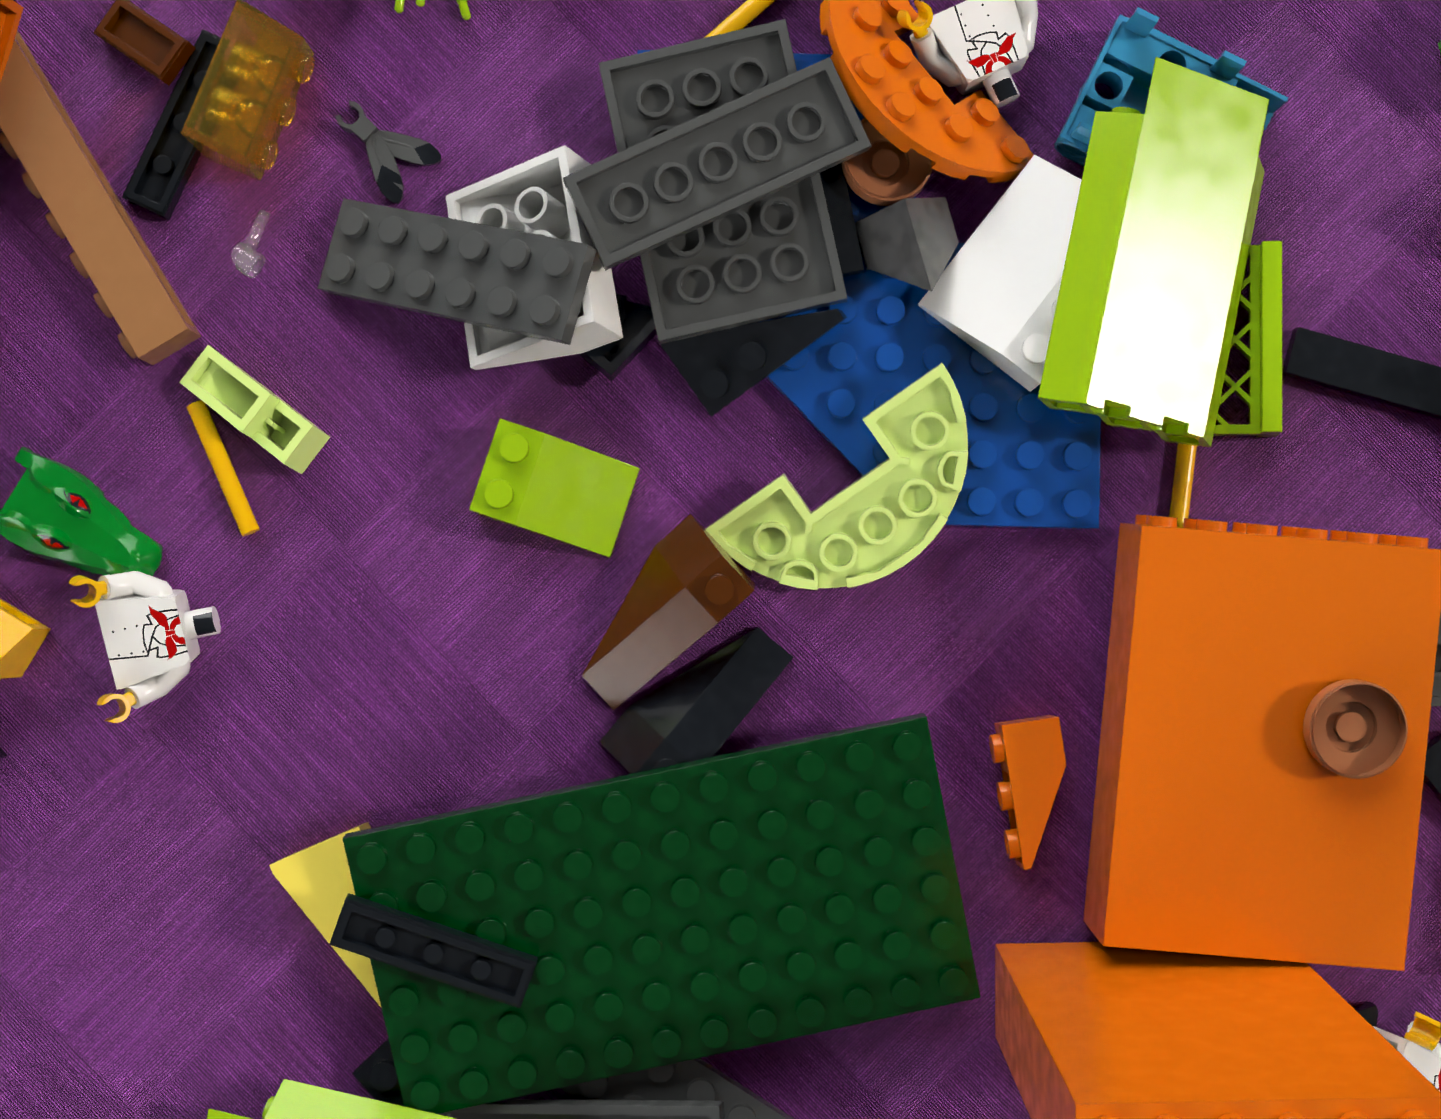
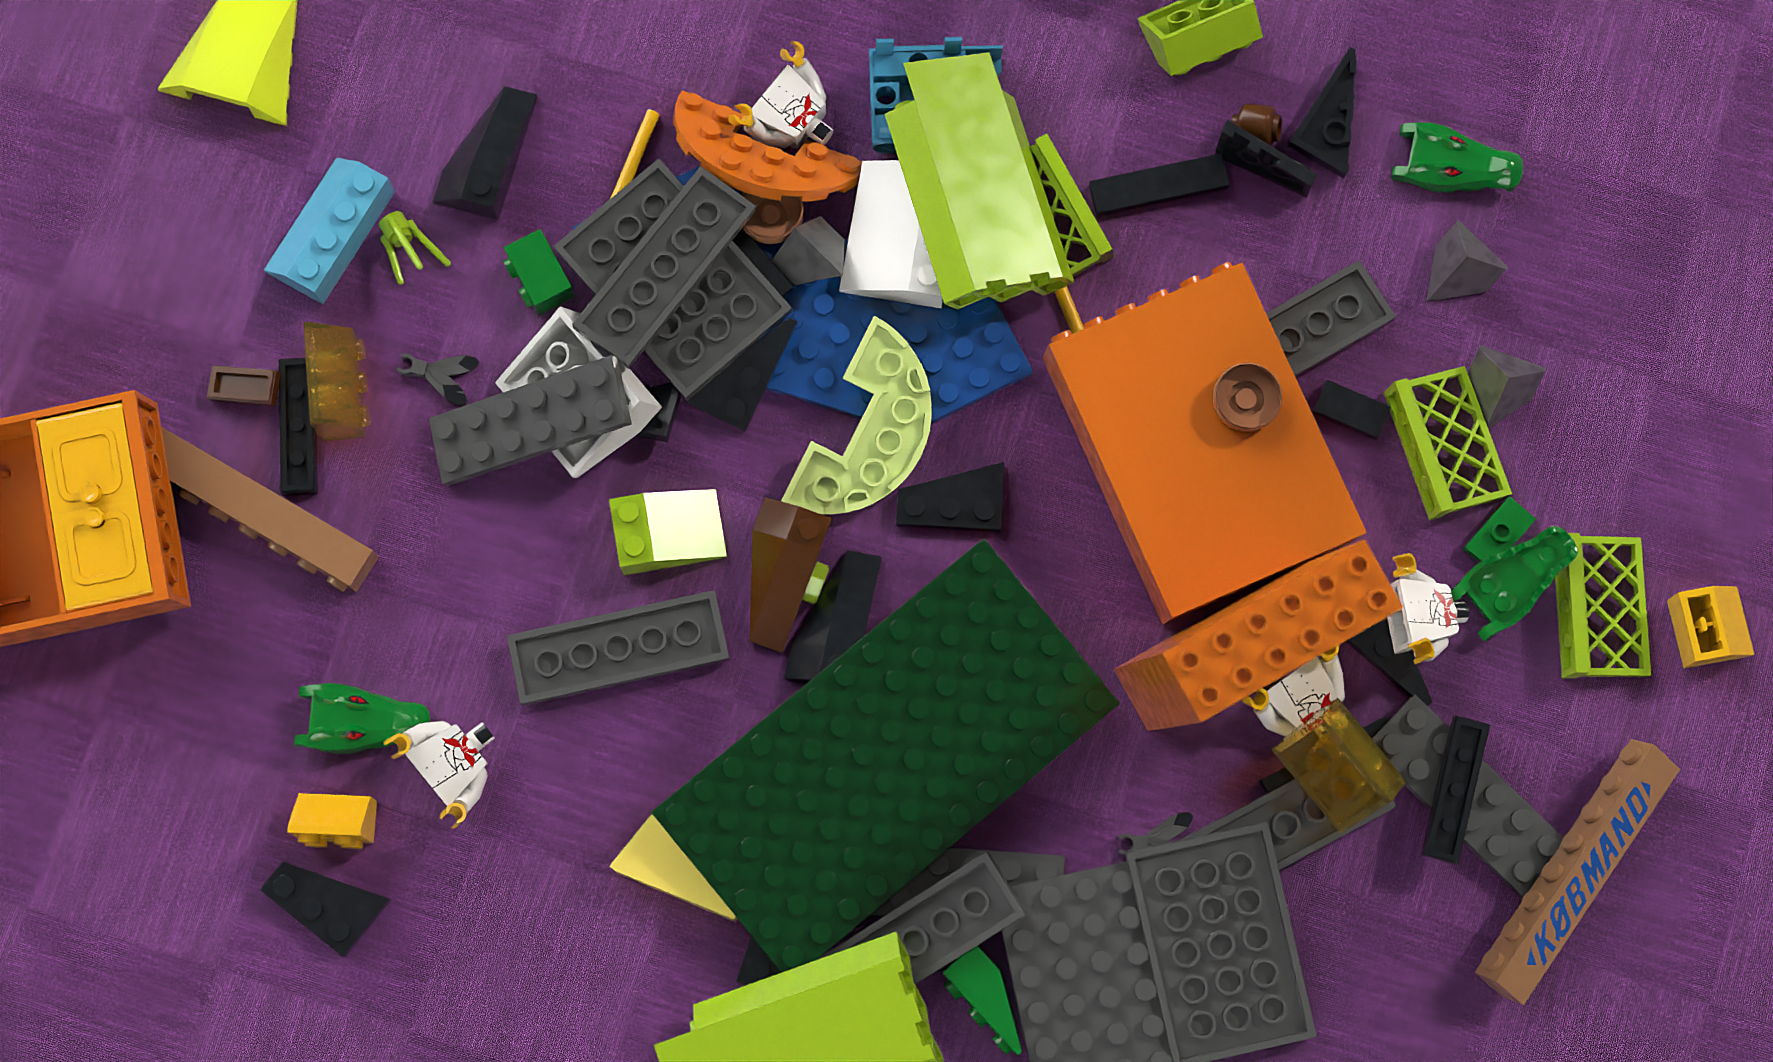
camera: 30 degrees left, 10 degrees down
(223, 468) = (439, 633): yellow bar -> none
(244, 254) = (384, 489): clear hand -> none
(254, 410) = (441, 582): yellowish green slope -> none
(421, 601) = (618, 648): none -> dark grey plate
(433, 950) = (748, 851): black tile -> none
(566, 85) = (539, 272): none -> green brick
(698, 651) = (816, 583): none -> lime tile
(918, 638) = (955, 502): none -> black wing
(1031, 772) = (1073, 543): orange slope -> none

